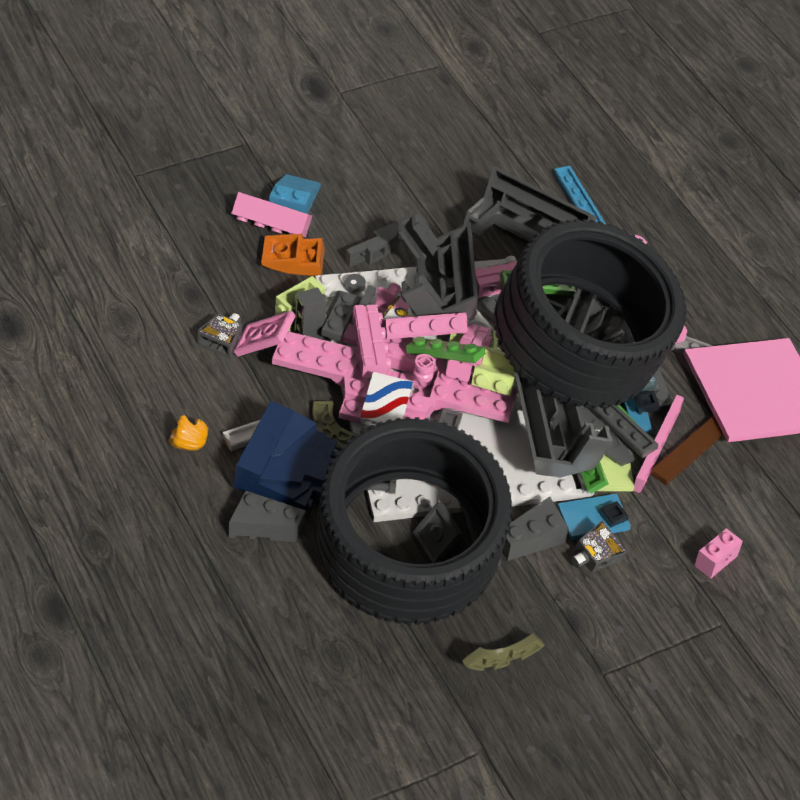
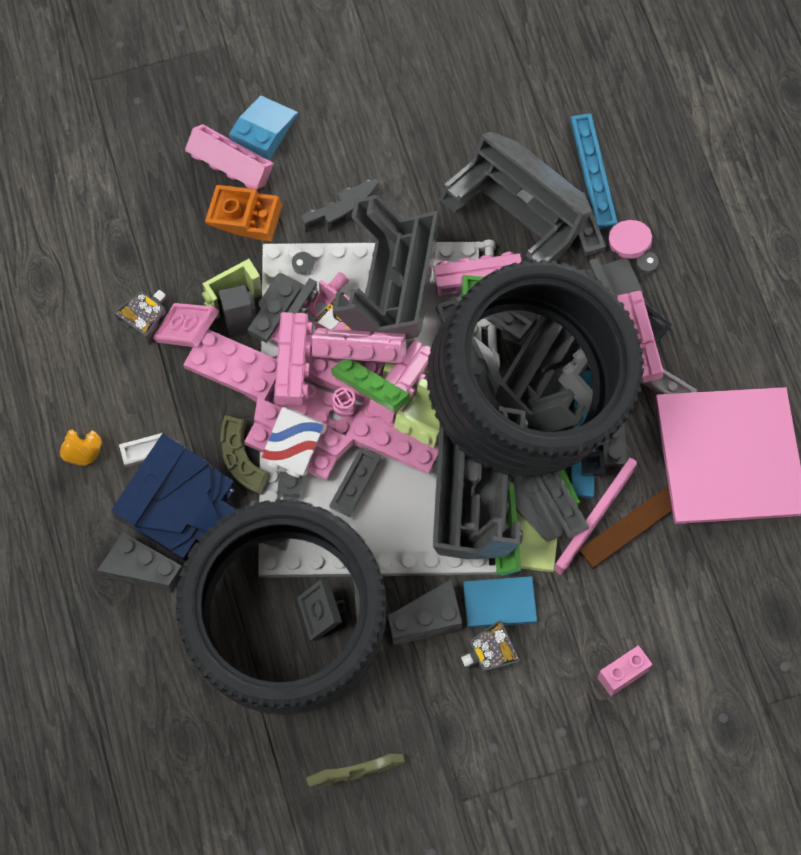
camera: 15 degrees right, 20 degrees up
(613, 514) = (520, 605): black tile -> none

